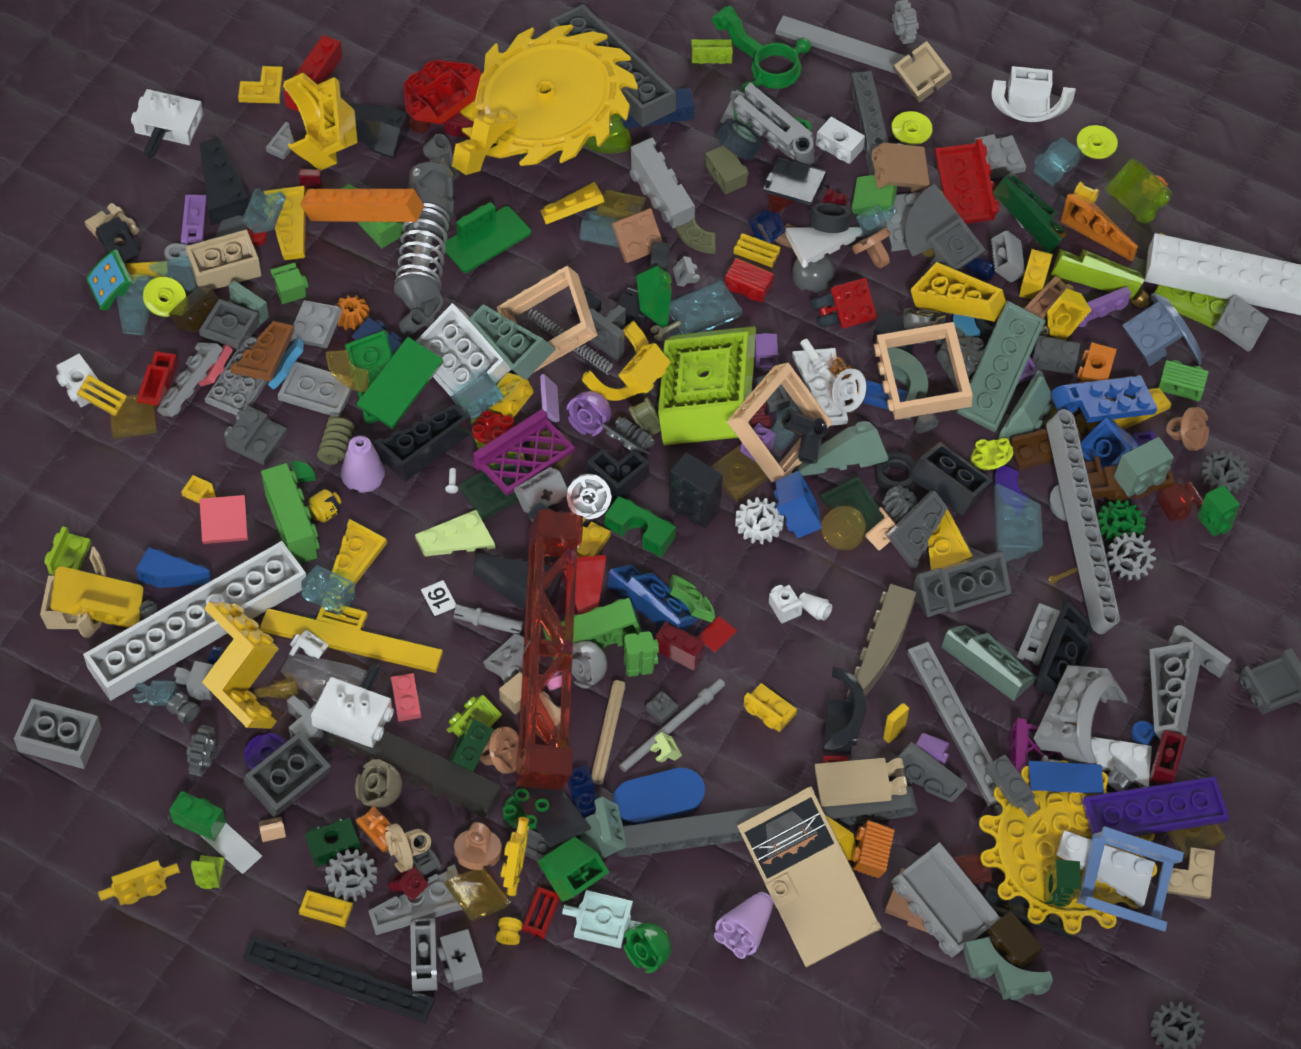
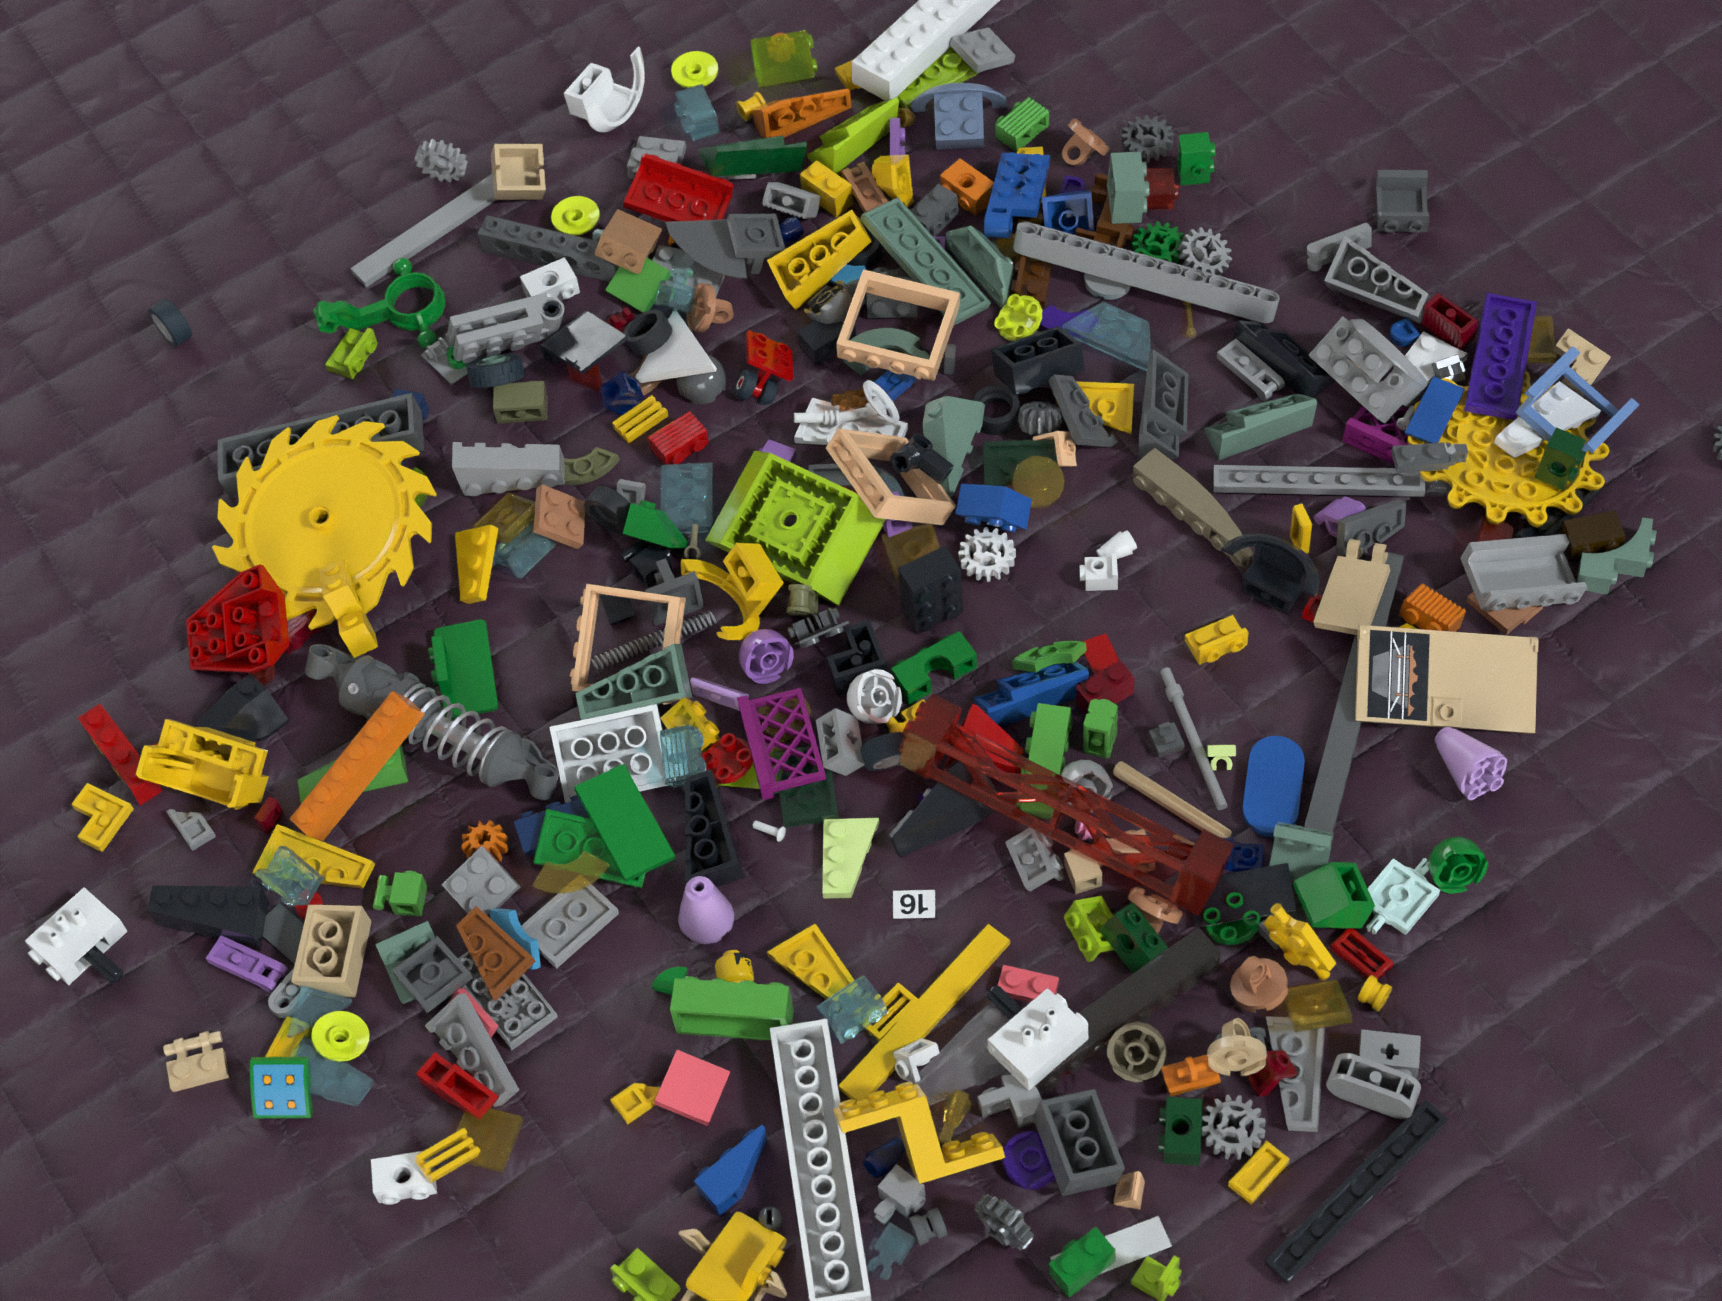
camera: 55 degrees left, 0 degrees up
(117, 229) = (220, 1066): black brick -> none
(194, 309) = (382, 1007): dark brown brick -> none
(254, 435) = (593, 1011): dark grey plate -> none
(335, 440) = (651, 926): olive piece -> none
(487, 619) = (964, 871): light grey pin -> none

